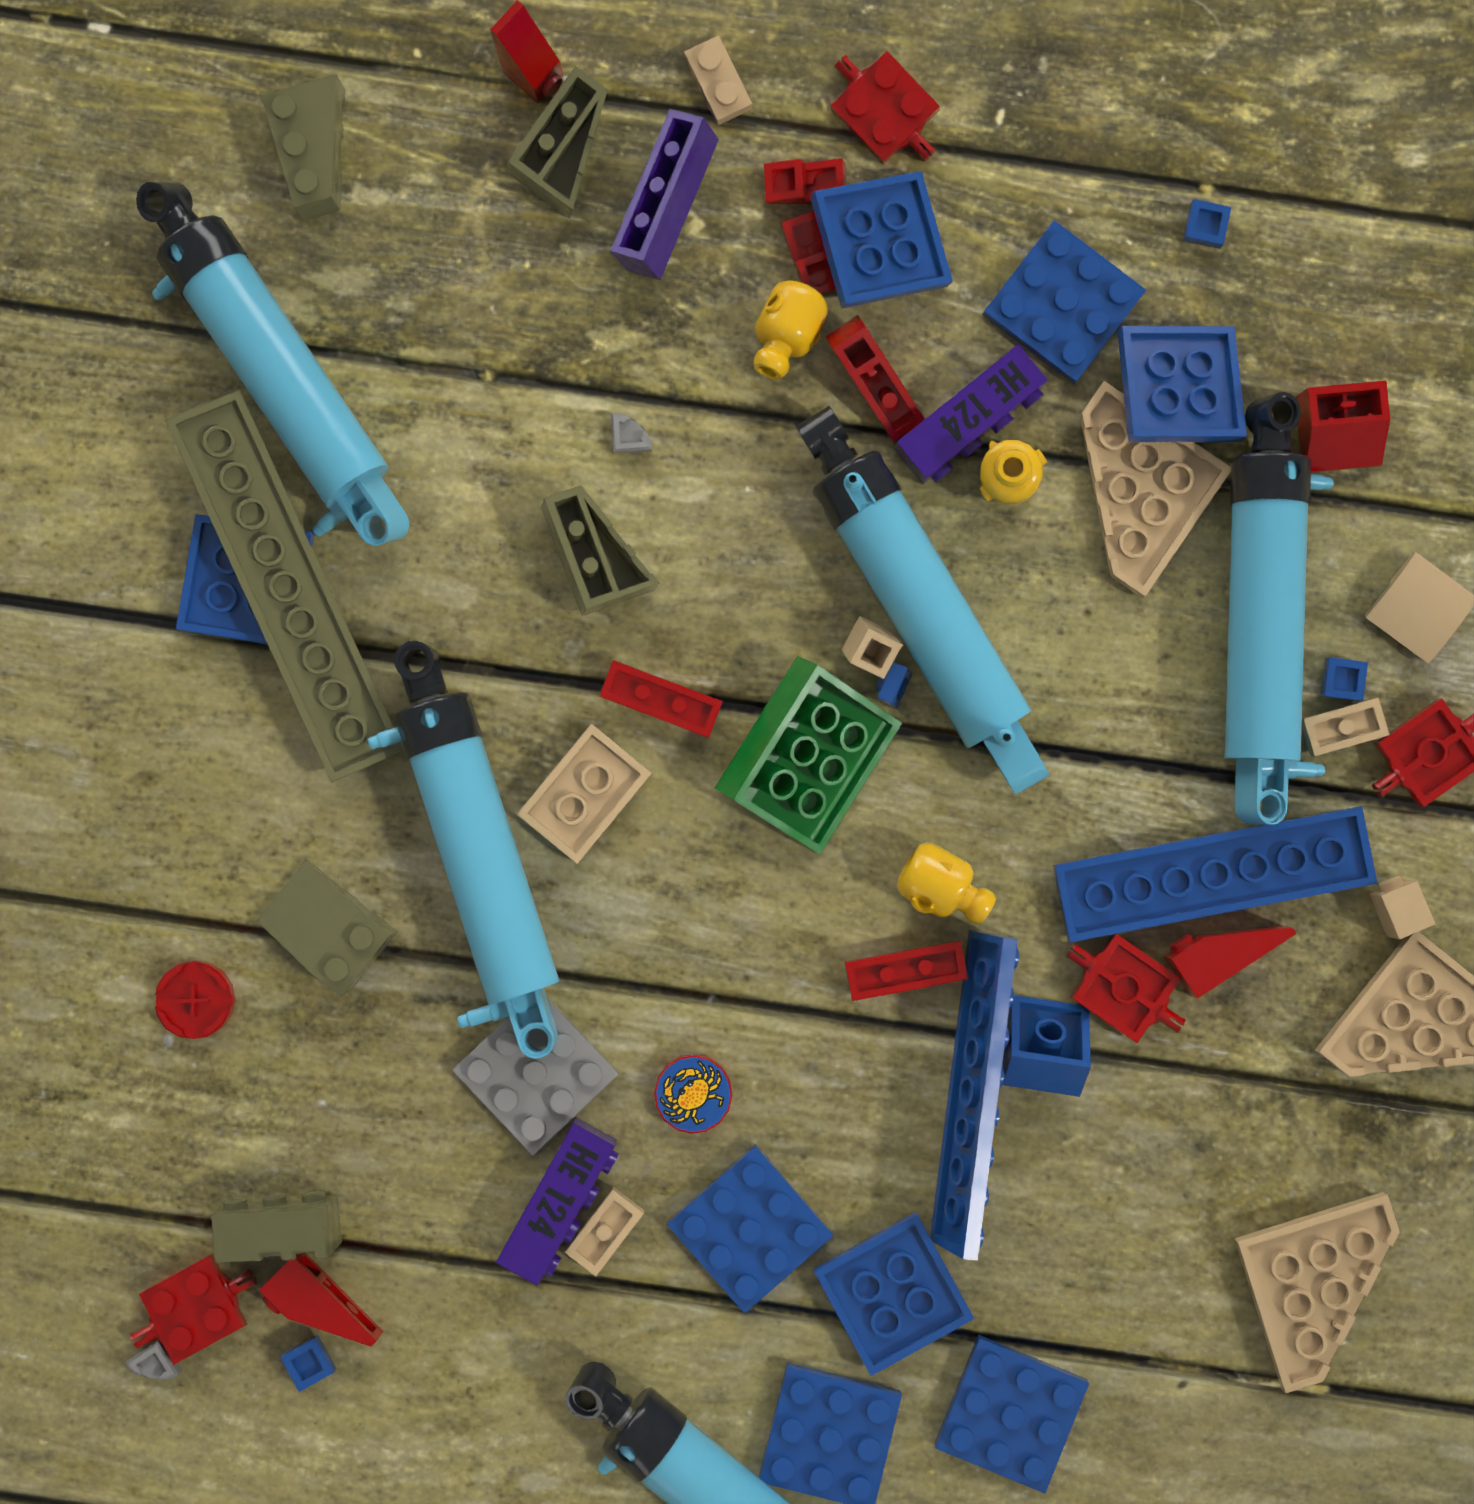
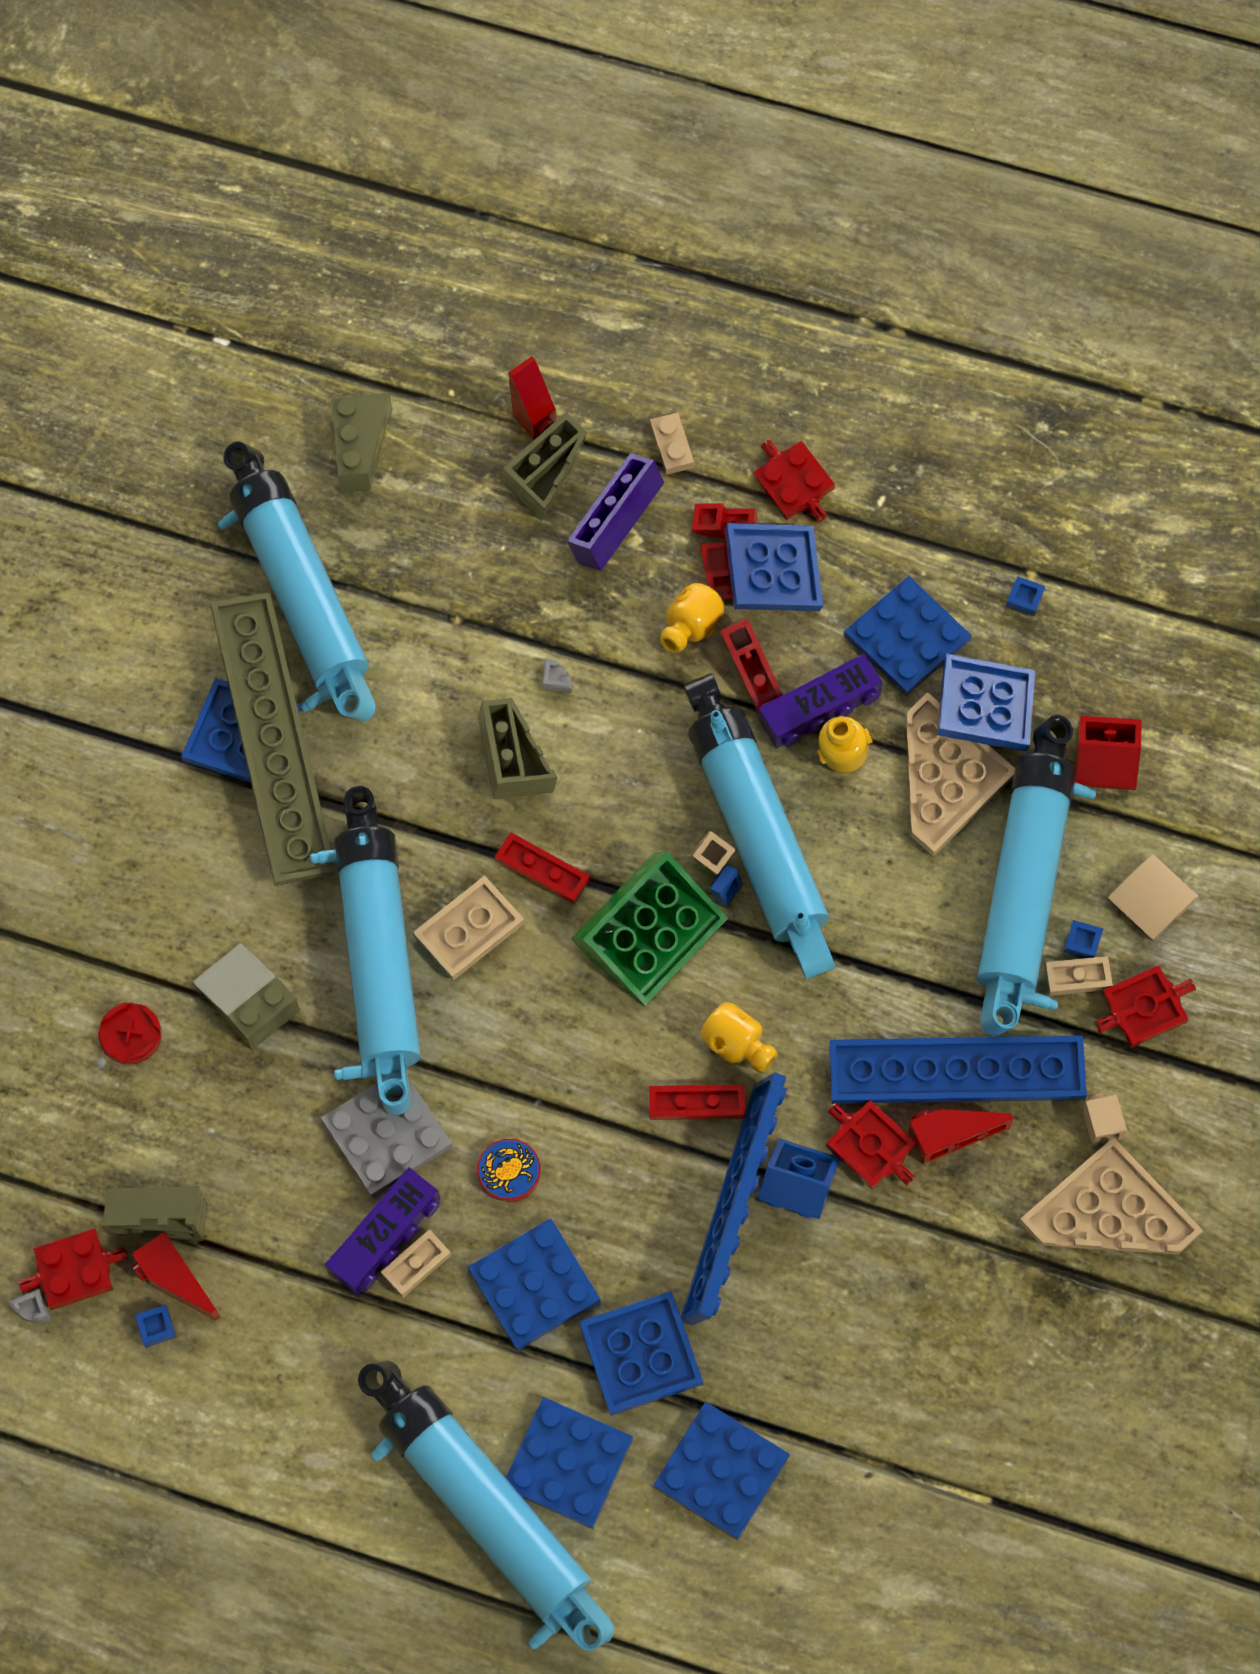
camera: 20 degrees right, 20 degrees down
(1312, 1280) = (988, 1404): tan plate -> none

